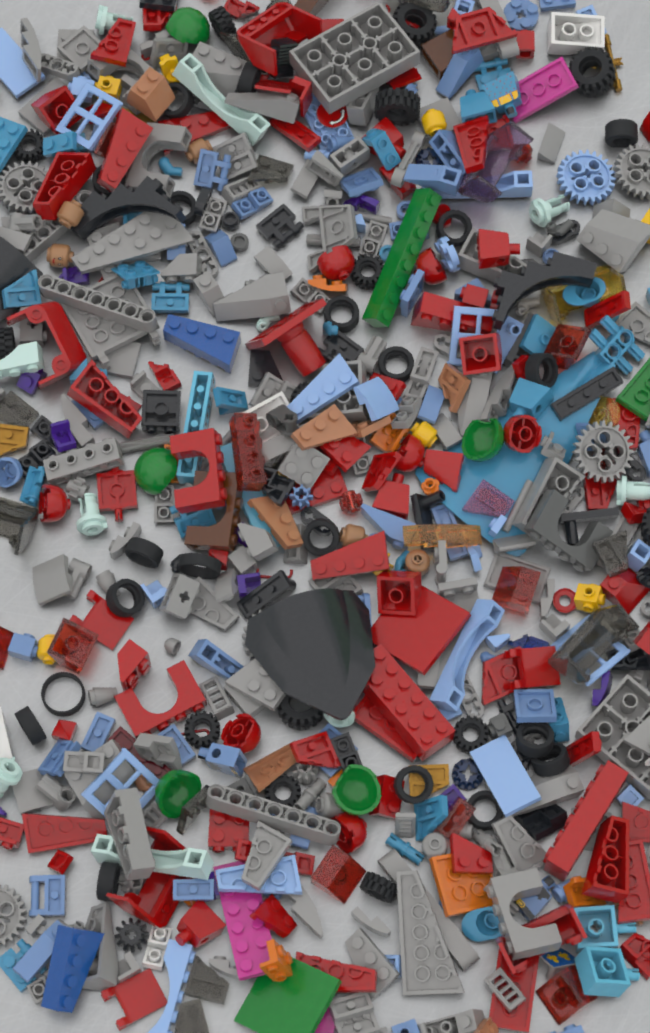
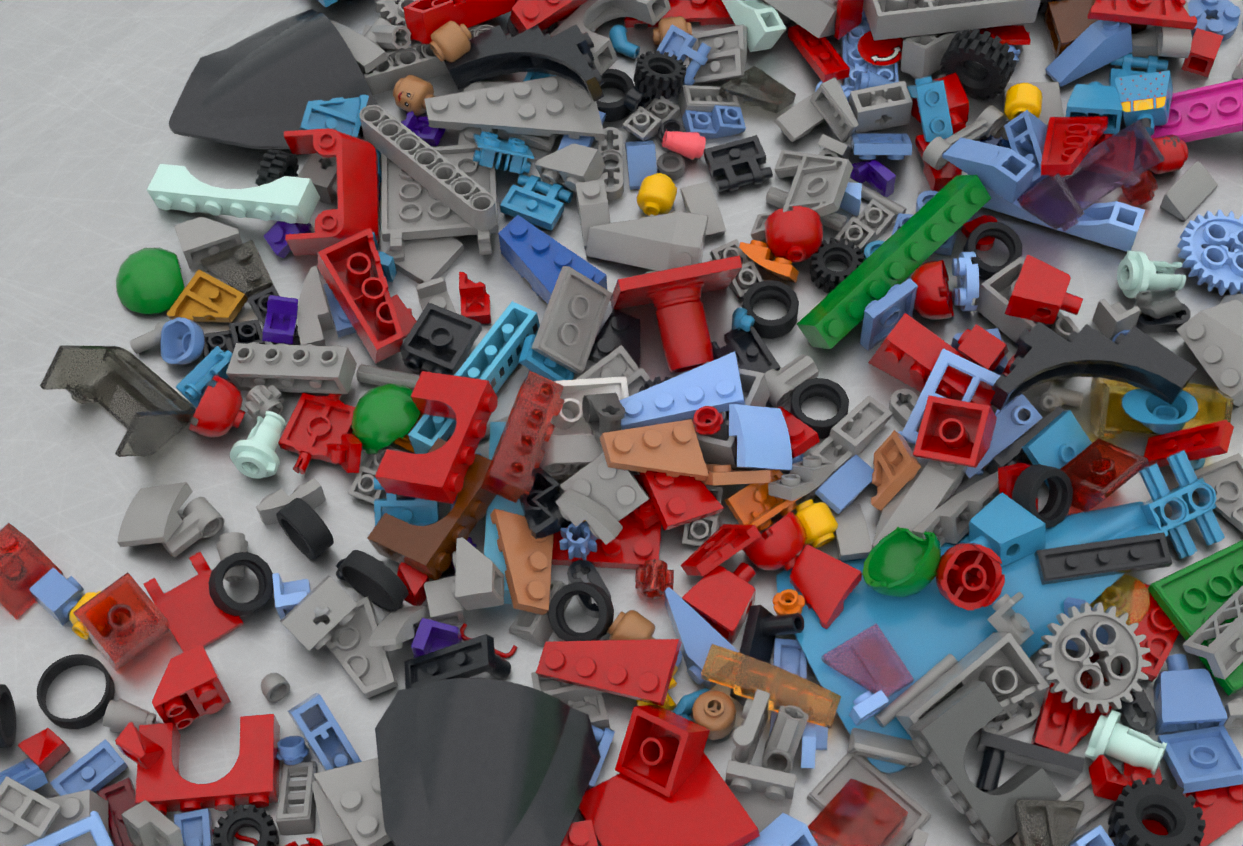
camera: 25 degrees right, 10 degrees down
(123, 708) = (138, 747): none -> red slope
(143, 499) = (347, 453): none -> red tile
(201, 674) = (292, 750): none -> medium blue plate
(211, 179) = (659, 74): none -> black tyre
(234, 368) = (572, 320): none -> light grey tile
(241, 266) = (656, 194): none -> yellow head
(243, 226) = (684, 143): none -> coral cone
(297, 480) = (578, 507): none -> light grey slope
(341, 397) = (704, 415): none -> red plate
(461, 560) = (784, 738): none -> light grey piece
(530, 123) = (1174, 152): none -> red head

